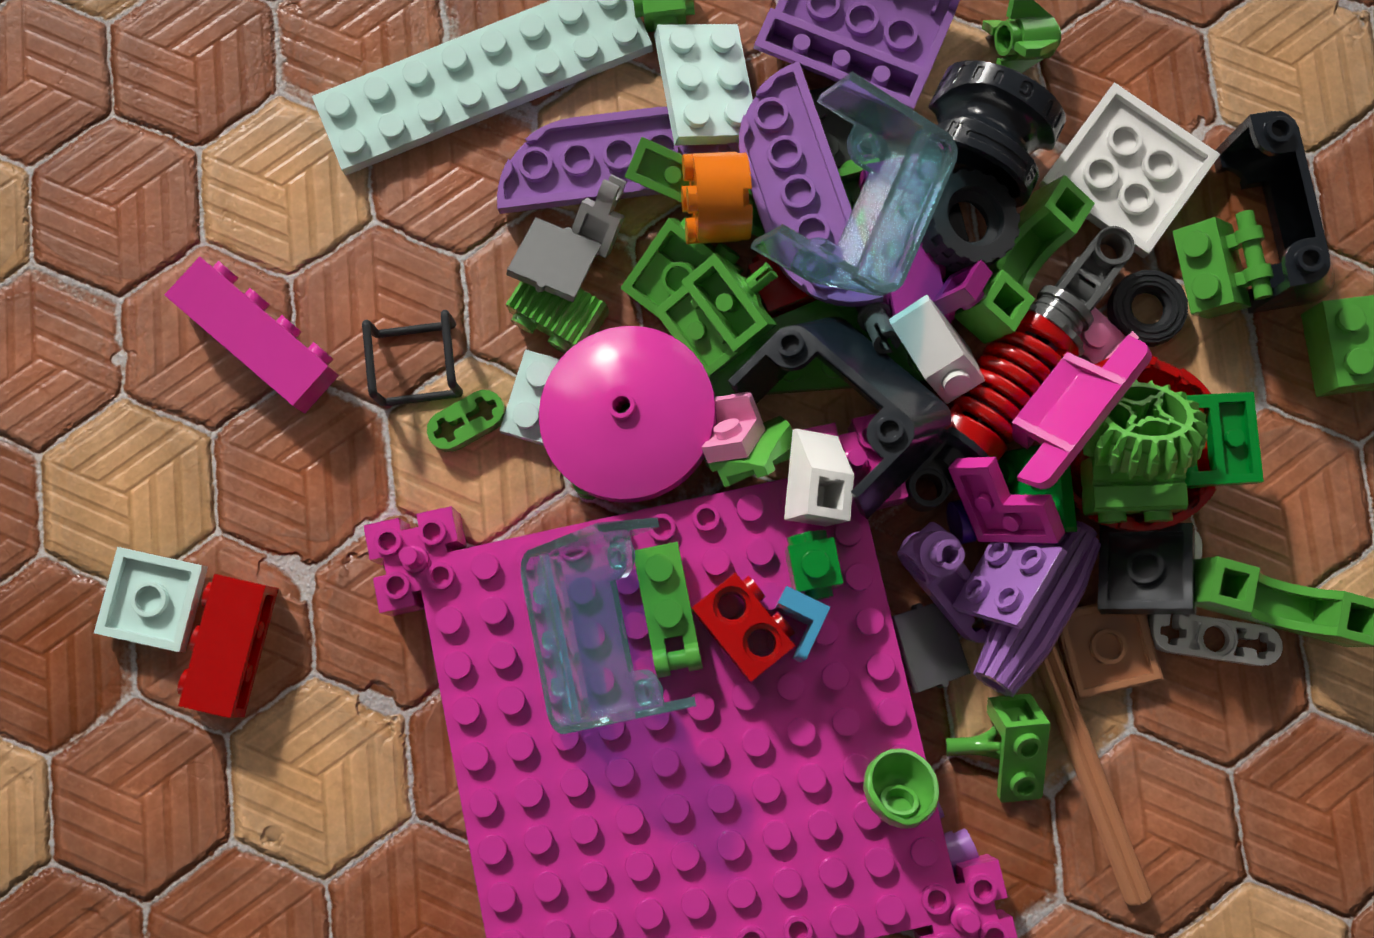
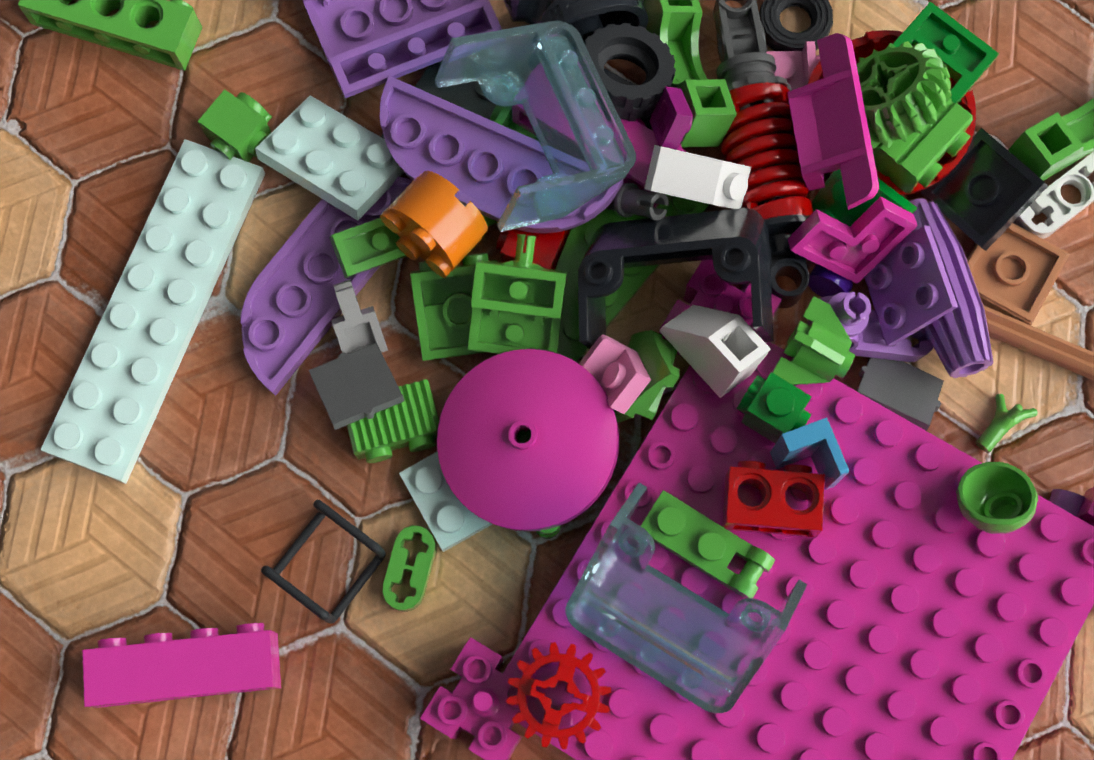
camera: 50 degrees left, 5 degrees down
(442, 613) = (565, 674): none -> red gear
(890, 556) = (816, 349): none -> bright green brick
(1023, 746) = (1035, 391): bright green bracket -> none

